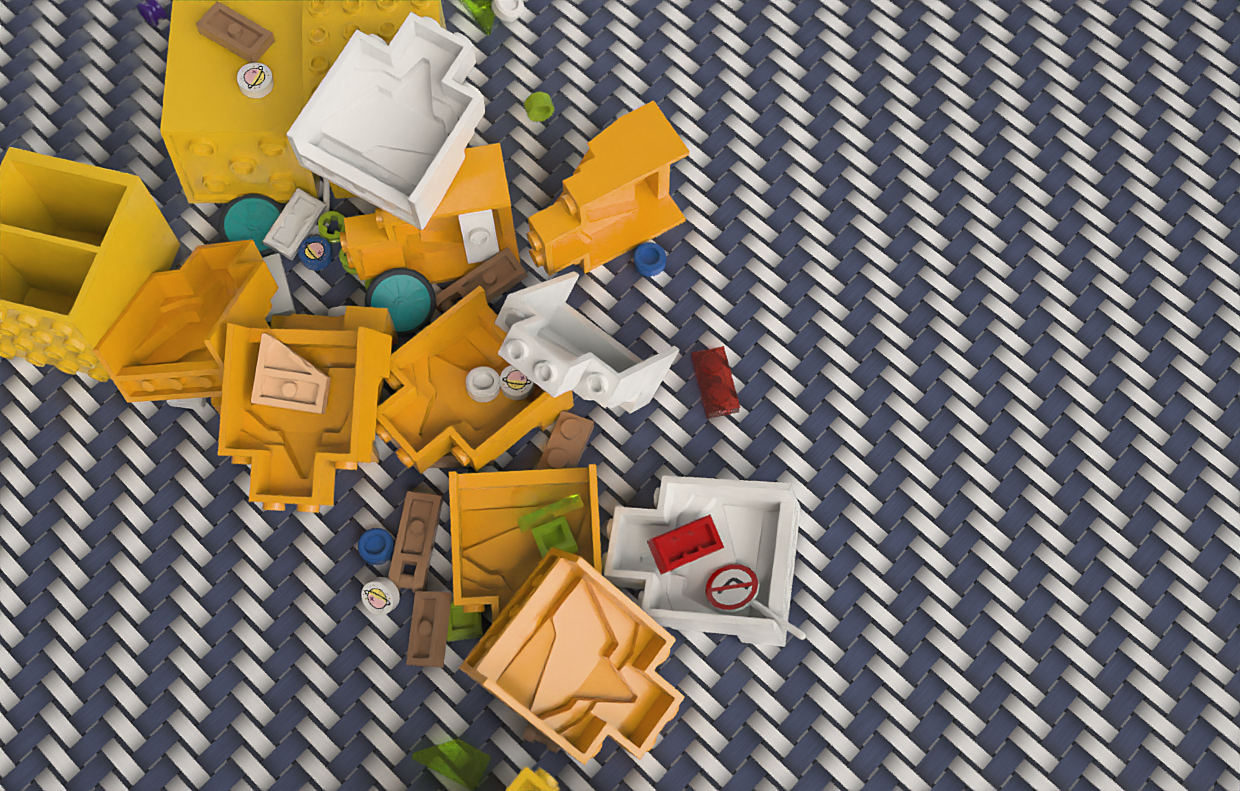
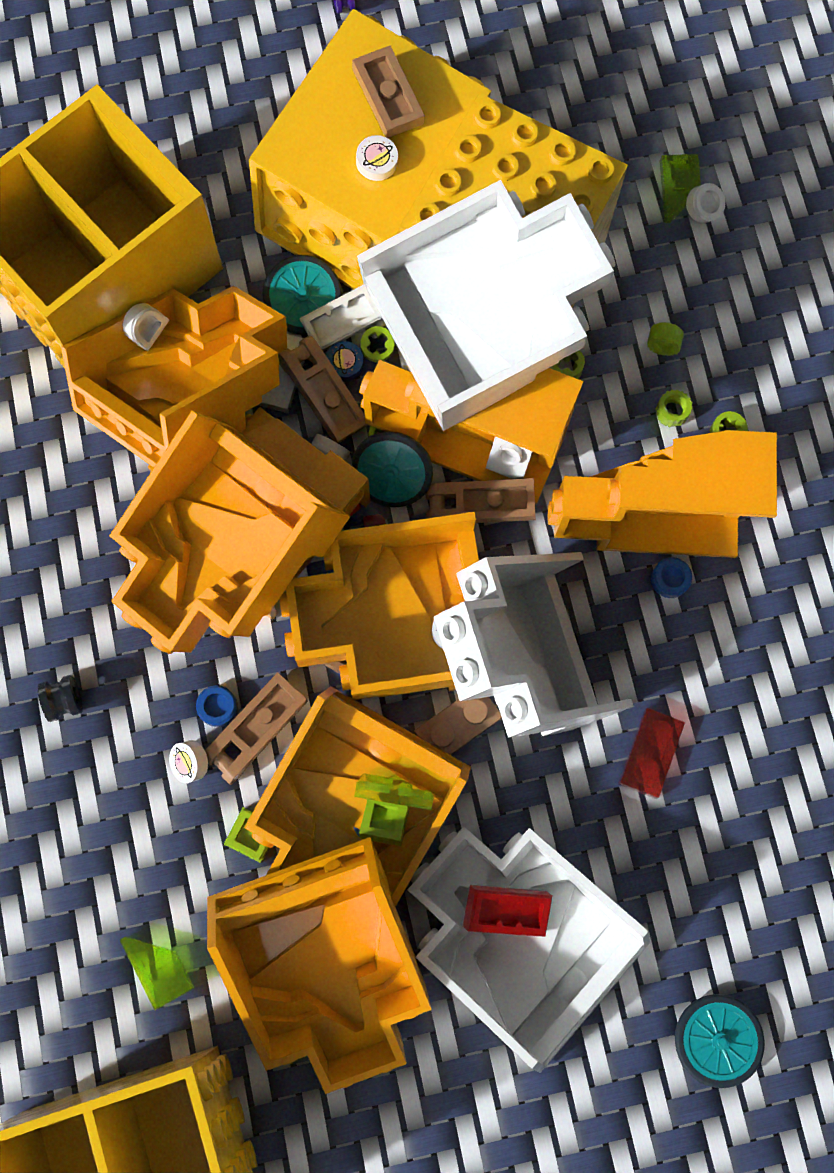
camera: 30 degrees right, 10 degrees up
(146, 307) = (144, 324): none -> white tile
(250, 613) = (60, 698): none -> black wheel
(288, 379) = (221, 500): light nougat wing -> none
(314, 278) = (323, 390): none -> medium nougat plate
(429, 629) = (212, 826): medium nougat plate -> none
(483, 384) = (417, 610): white tile -> none
(573, 140) = (678, 397): none -> lime axle
(735, 588) = (527, 987): piece -> none
(893, 542) = (719, 1041): none -> teal wheel

